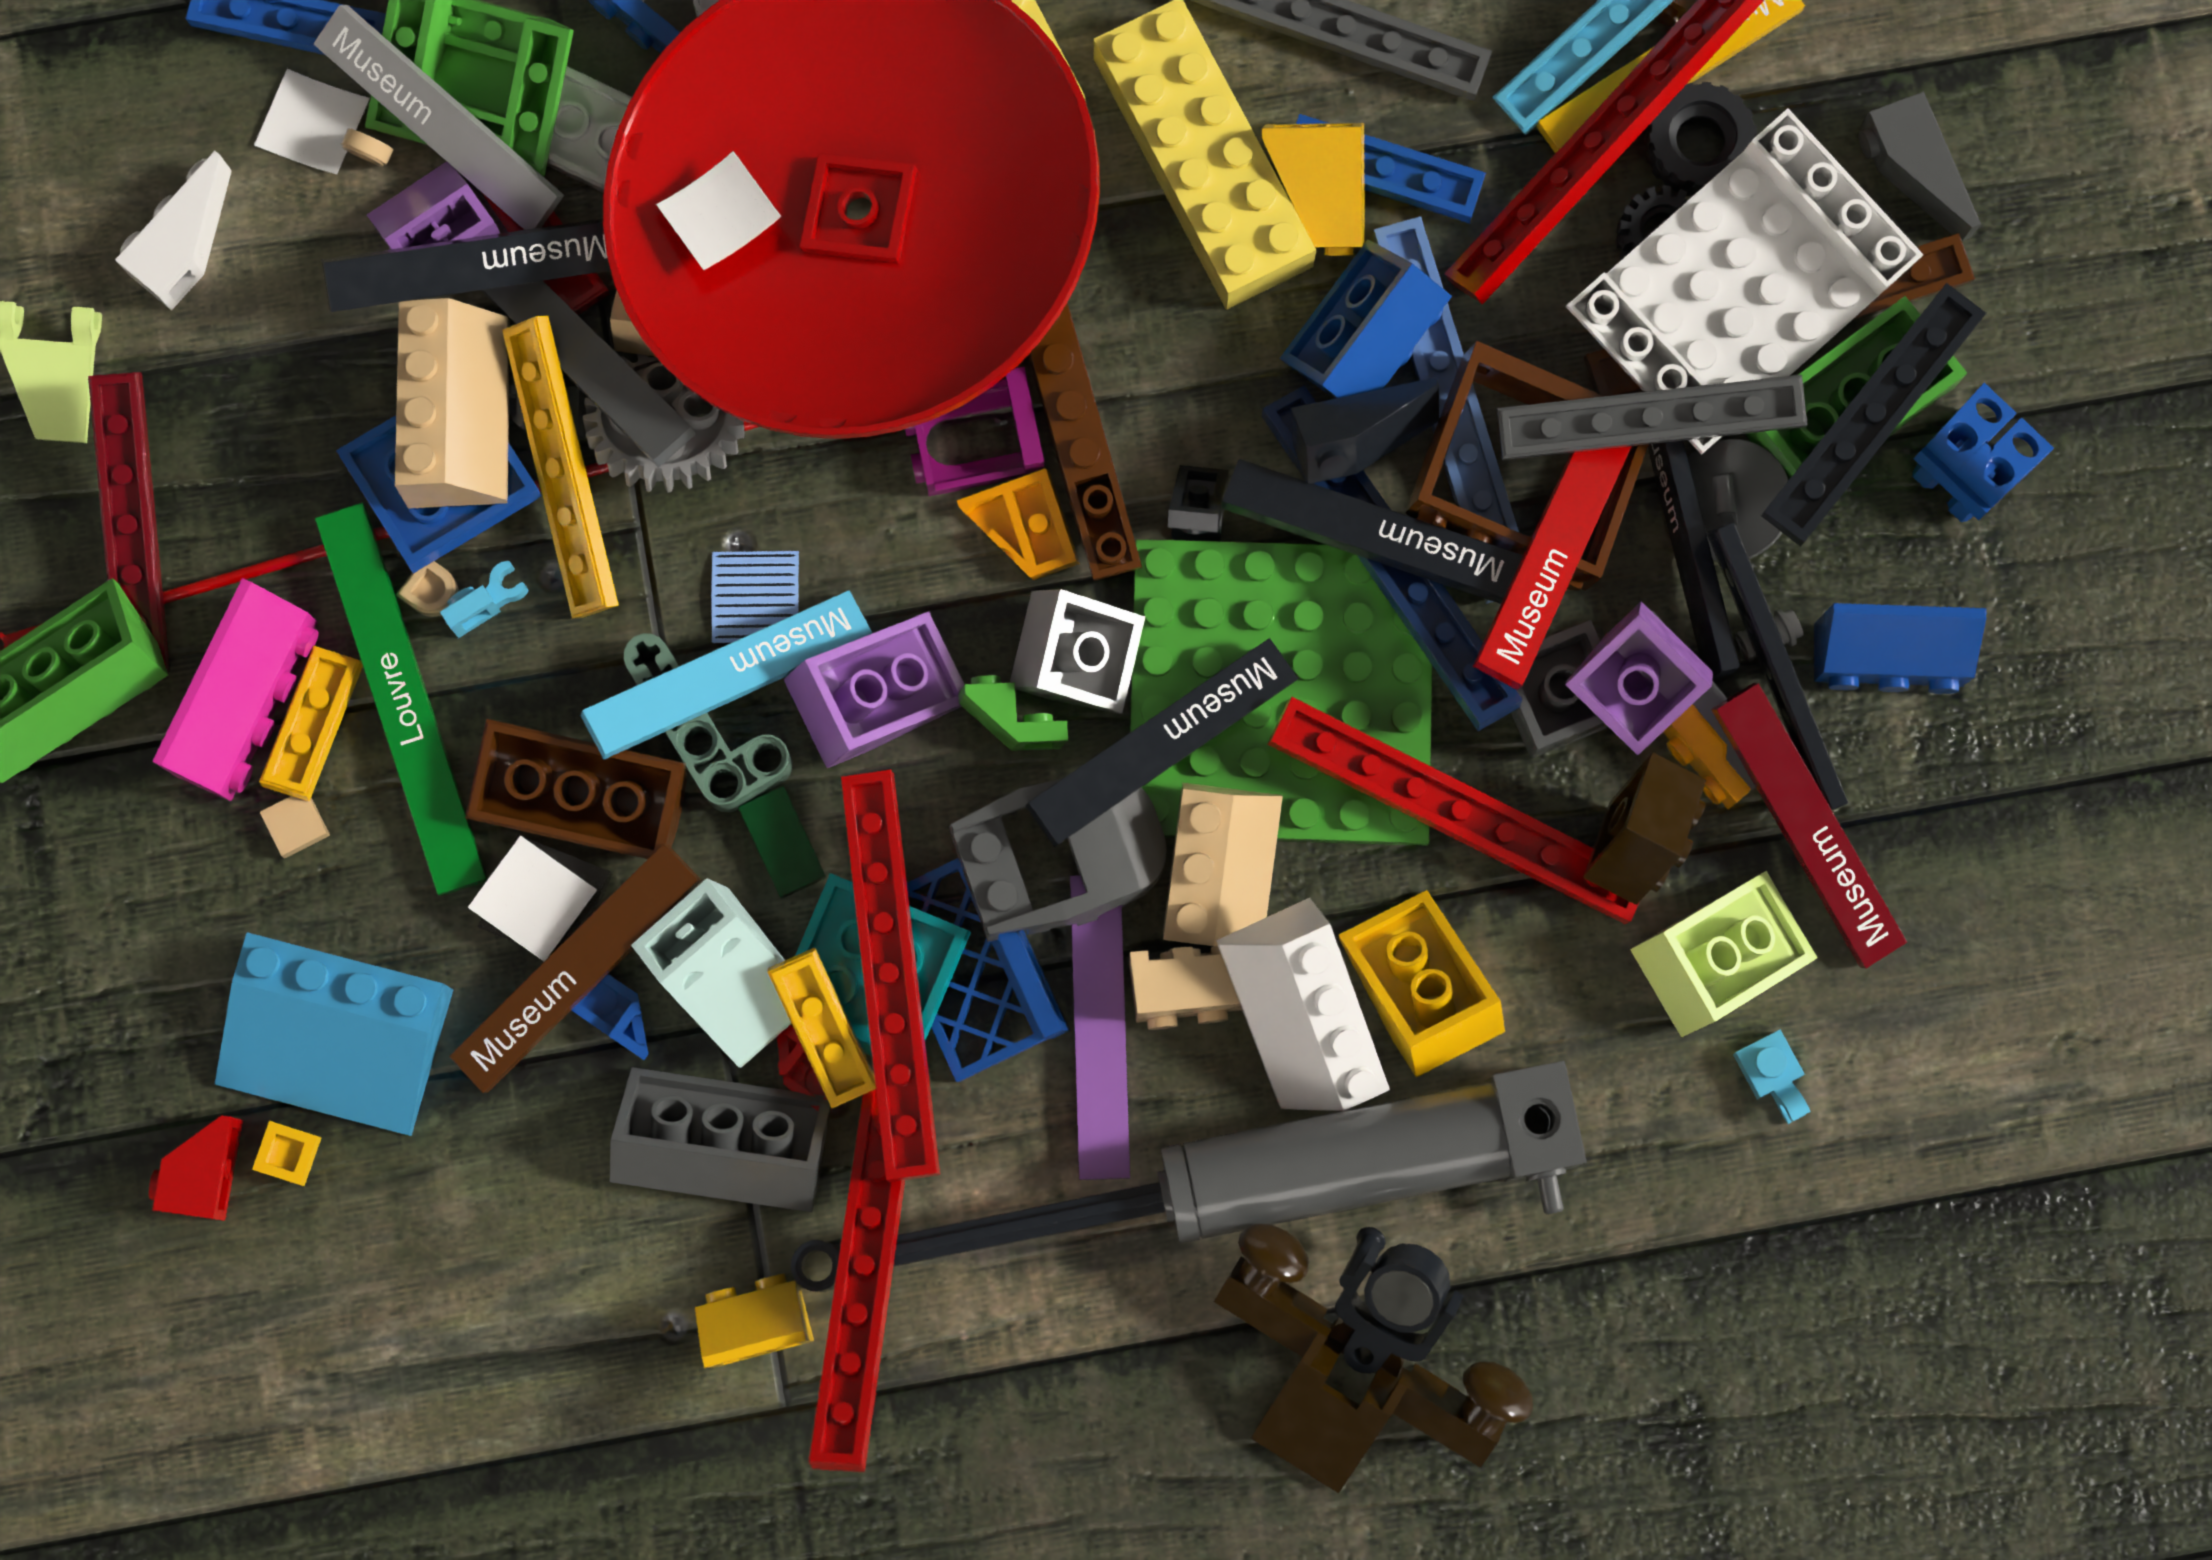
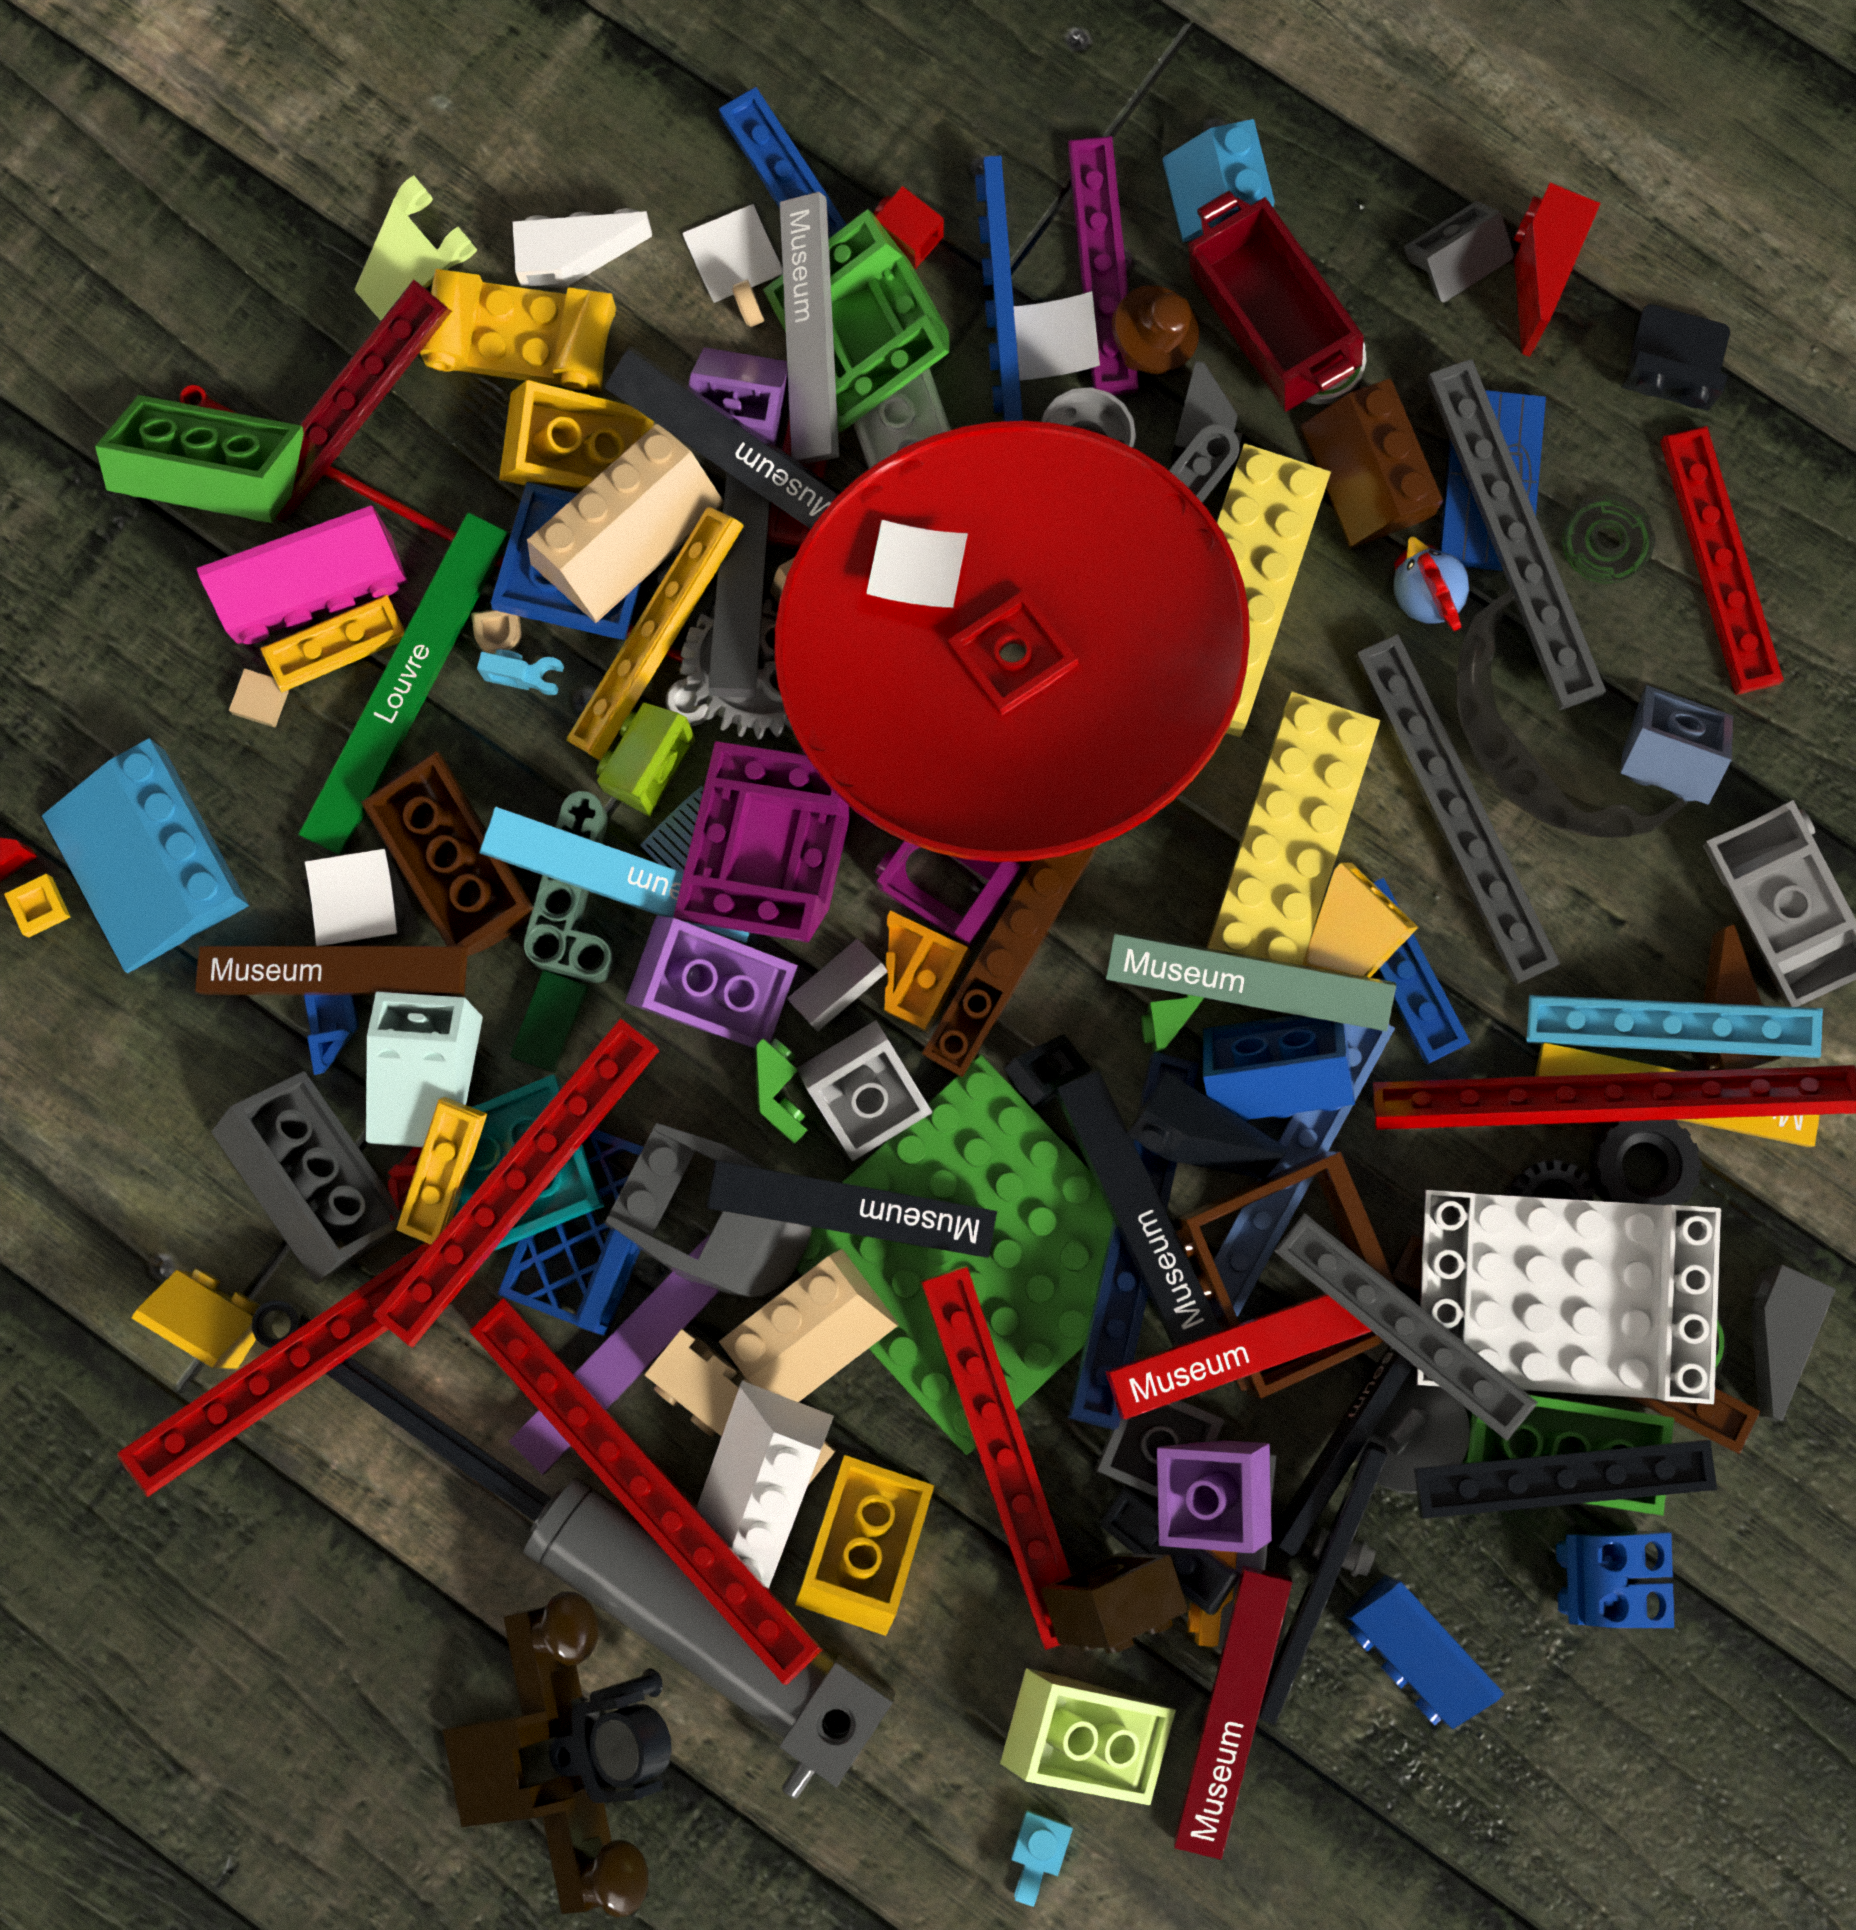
camera: 50 degrees right, 0 degrees up
(209, 340) = (520, 332): none -> yellow piece
(333, 386) = (565, 436): none -> yellow slope
(635, 502) = (681, 702): none -> white tile
(650, 568) = (646, 757): none -> lime slope
(810, 541) = (763, 845): none -> magenta slope
(974, 595) = (837, 984): none -> light grey tile
(1221, 1101) = (647, 1492): none -> red plate
(1247, 374) = (1167, 1019): none -> bright green slope
(1283, 282) = (1251, 981): none -> sand green tile
(1611, 762) = (1200, 1572): none -> black tile

